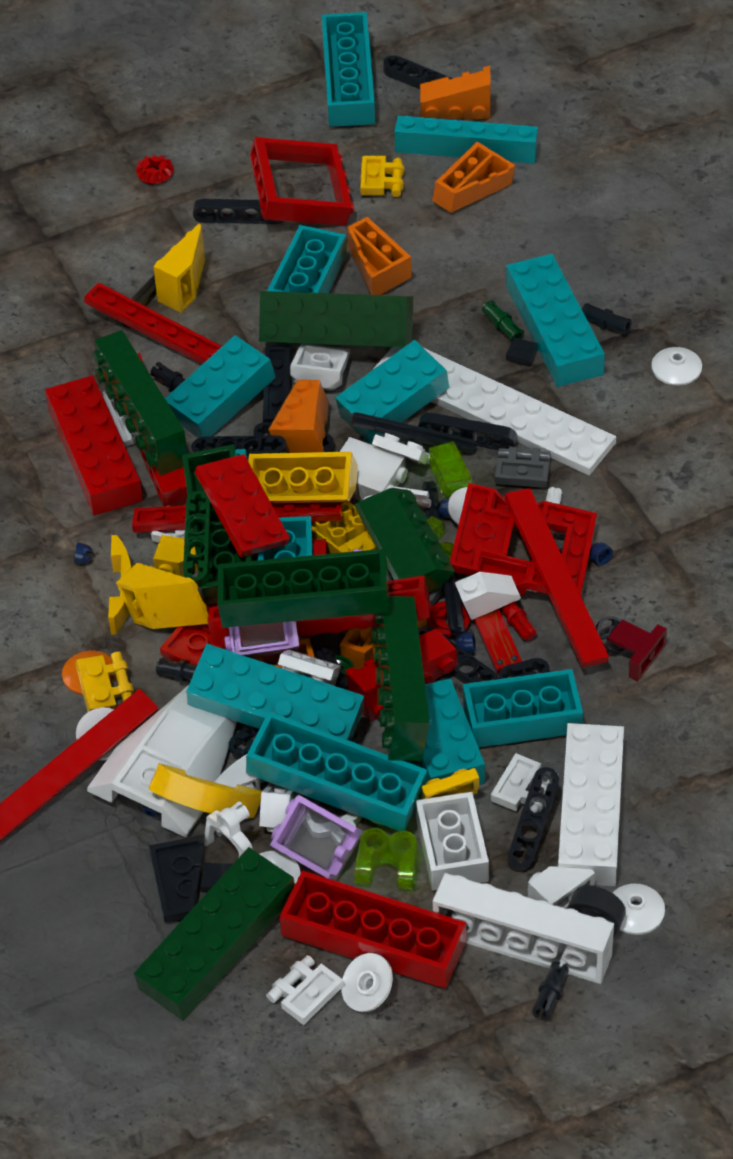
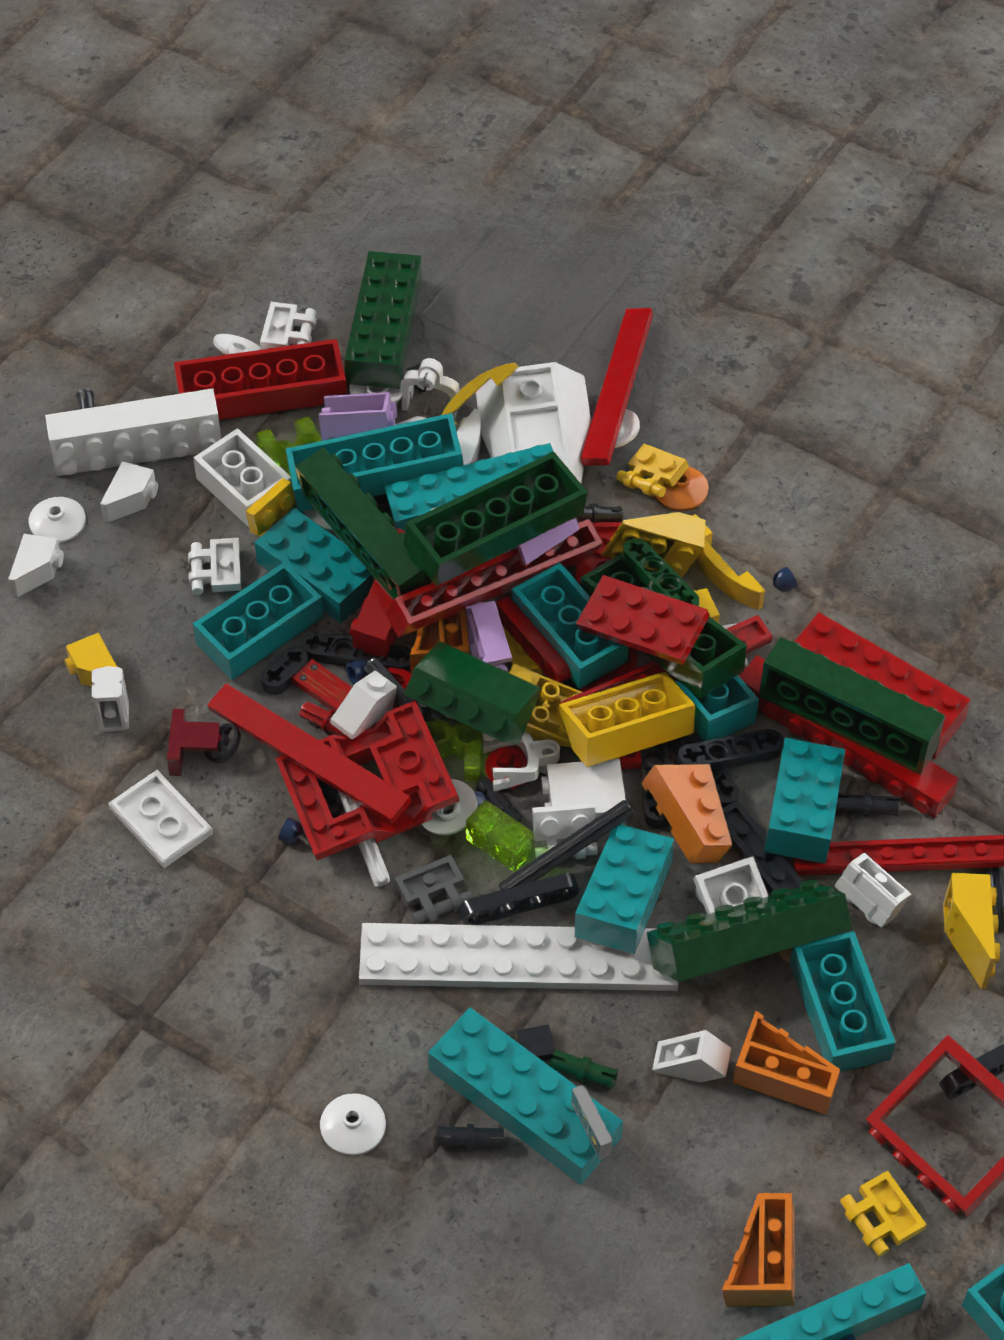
camera: 145 degrees right, 5 degrees up
(177, 874) = (457, 356): black wing -> none
(225, 318) = (872, 890): none -> white brick
(429, 293) = (692, 1057): none -> white slope
(531, 255) = (591, 1122): none -> light grey tile
(533, 819) = (186, 532): black beam -> none
(592, 800) = (143, 571): white brick -> none
(600, 900) = (79, 462): black tyre -> none
(679, 746) = (87, 656): none -> yellow slope
(681, 861) = (34, 563): none -> white slope
(685, 695) = (110, 699): none -> white brick
(692, 612) = (160, 818): none -> white tile

